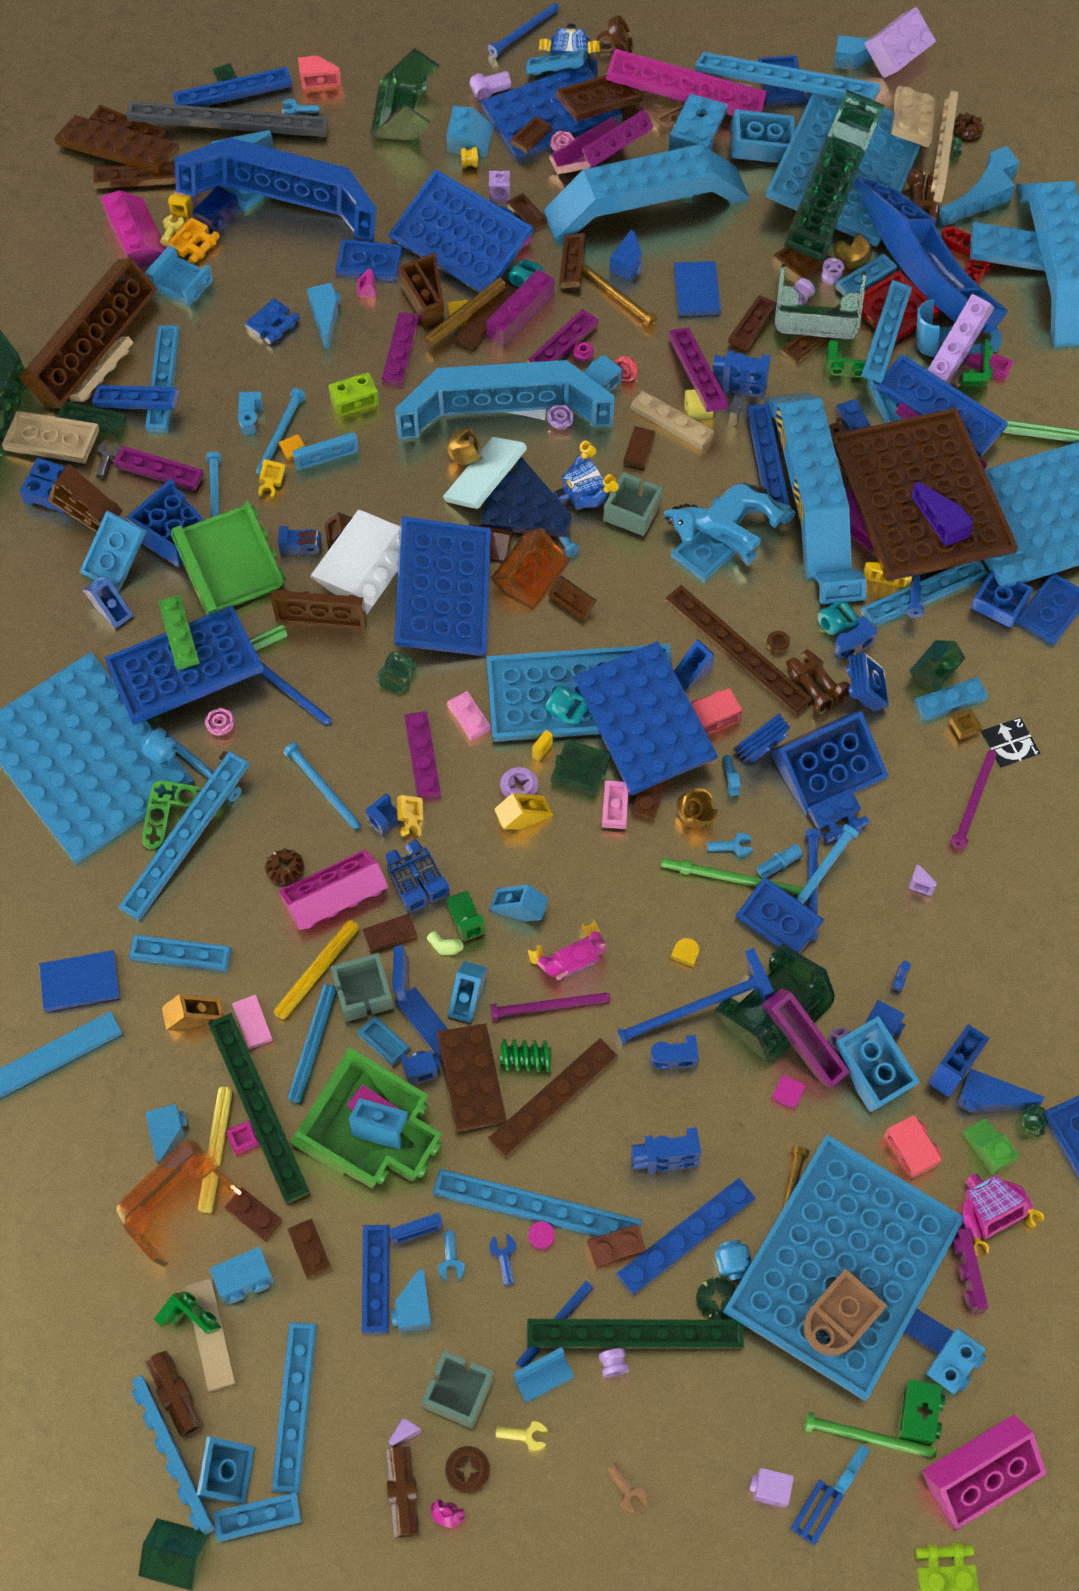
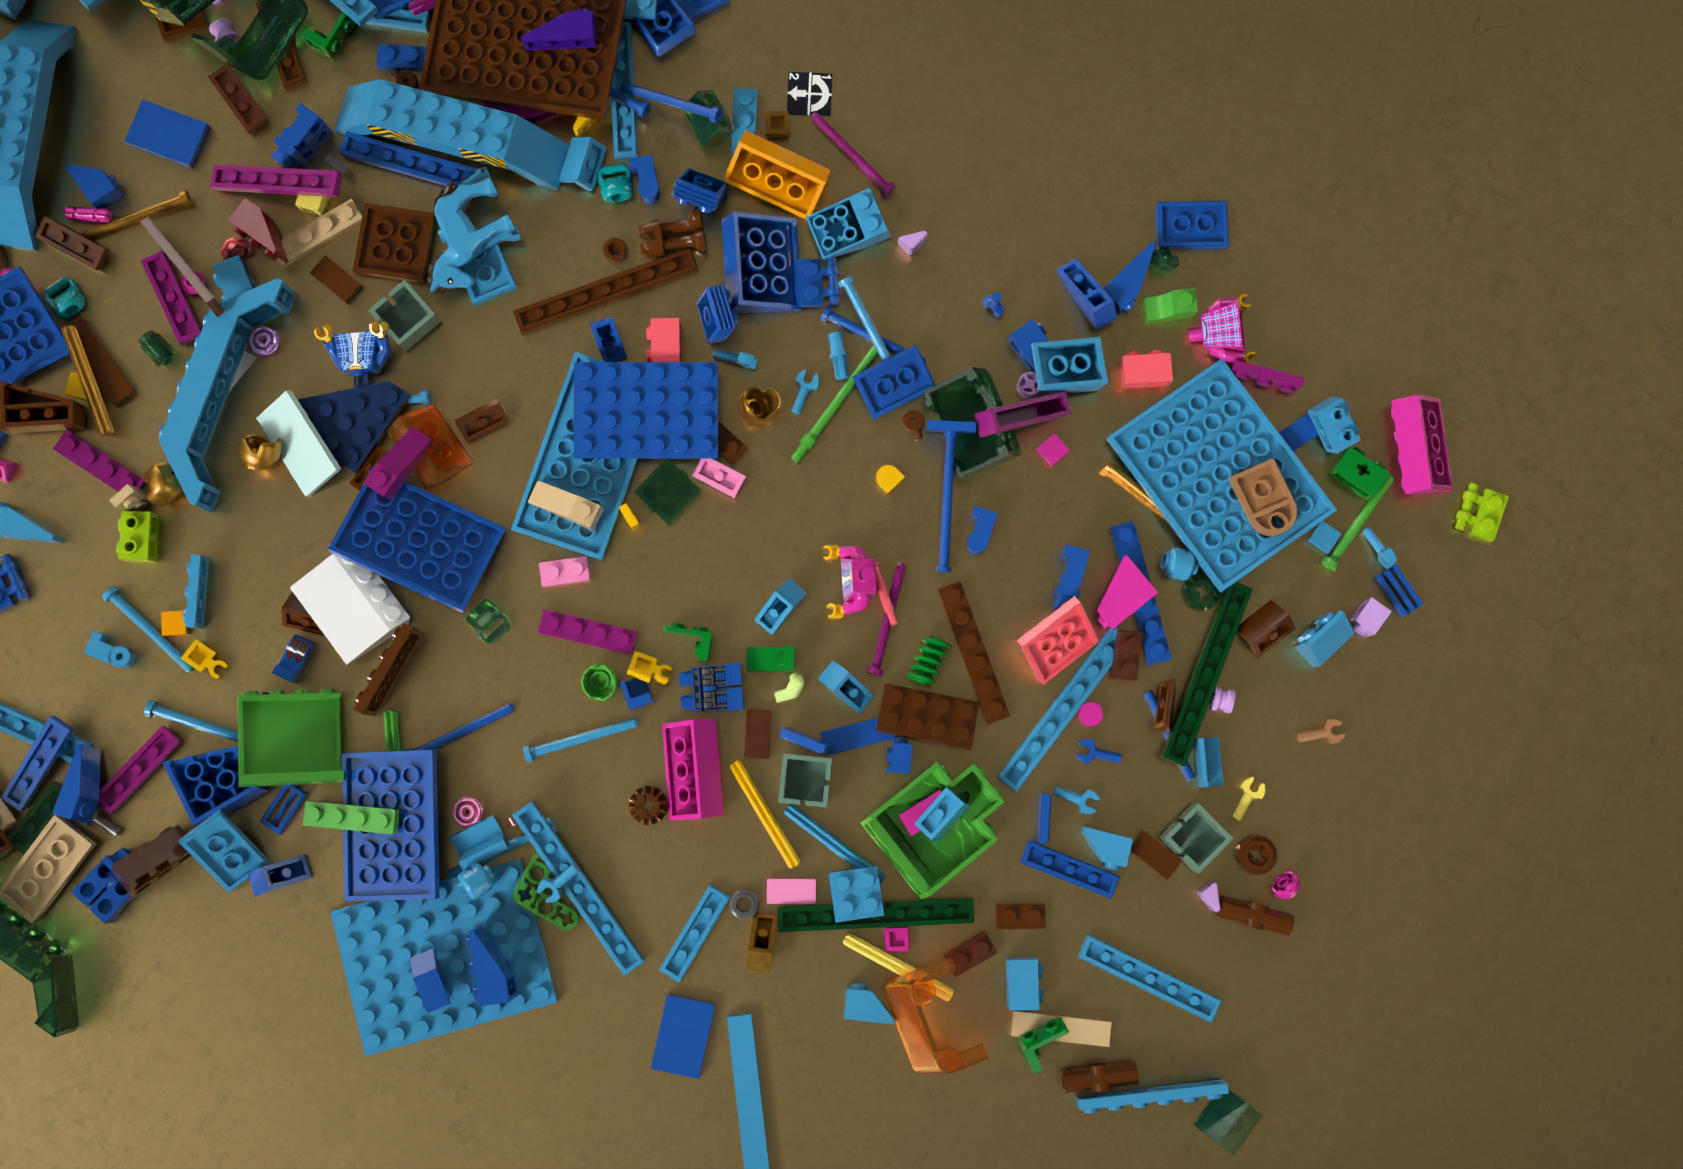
camera: 70 degrees left, 20 degrees up
(51, 747) = (429, 981): none -> blue slope
(84, 784) = (492, 972): none -> blue slope
(129, 432) = (81, 786): none -> blue slope
(166, 587) = (272, 825): none -> blue tile
(180, 811) = (556, 884): none -> dark azure bar
(197, 740) = (479, 841): none -> dark azure panel
(225, 1471) = (1182, 1055): dark azure slope -> none
(228, 993) = (734, 908): none -> dark grey piece
(257, 1517) = (1228, 1042): dark azure plate -> none
(271, 1077) = (856, 894): none -> dark azure plate
(380, 779) = (599, 682): none -> bright green hair
(381, 374) = (130, 499): none -> tan plate
(383, 1041) = (859, 780): dark azure tile -> none
(399, 390) = (162, 484): none -> pearl gold helmet
(424, 1359) = (1155, 855): none -> reddish brown tile
(454, 853) = (702, 647): none -> green bracket
(499, 540) = (398, 463): none -> magenta slope
(516, 347) = (157, 348): none -> clear green brick
(520, 308) = (109, 322): magenta brick -> none
(522, 776) = (650, 548): lavender gear -> none
(522, 811) = (690, 563): yellow slope -> none
(527, 689) = (566, 505): none -> tan slope
(561, 701) = (594, 479): teal piece -> none
(566, 993) = (884, 596): none -> coral piece
(582, 1306) = (1165, 706): none -> reddish brown slope
(589, 332) = (182, 267): none -> tile
(598, 1163) = (1058, 640): none -> coral plate
(602, 262) = (87, 214): none -> dark pink axle
(651, 375) = (259, 227): none -> slope
(674, 1212) = (1125, 595): none -> dark pink slope
(692, 474) = (394, 243): none -> reddish brown plate
(709, 1381) = (1266, 628): none -> reddish brown panel
(727, 1443) = (1325, 638): none -> dark azure slope
(749, 945) = (914, 427): none -> reddish brown piece
(835, 1405) = (1324, 537): none -> dark azure tile
(906, 820) = (848, 225): none -> dark azure slope
(917, 739) = (776, 175): none -> light orange slope
(940, 659) = (715, 113): none -> blue bar

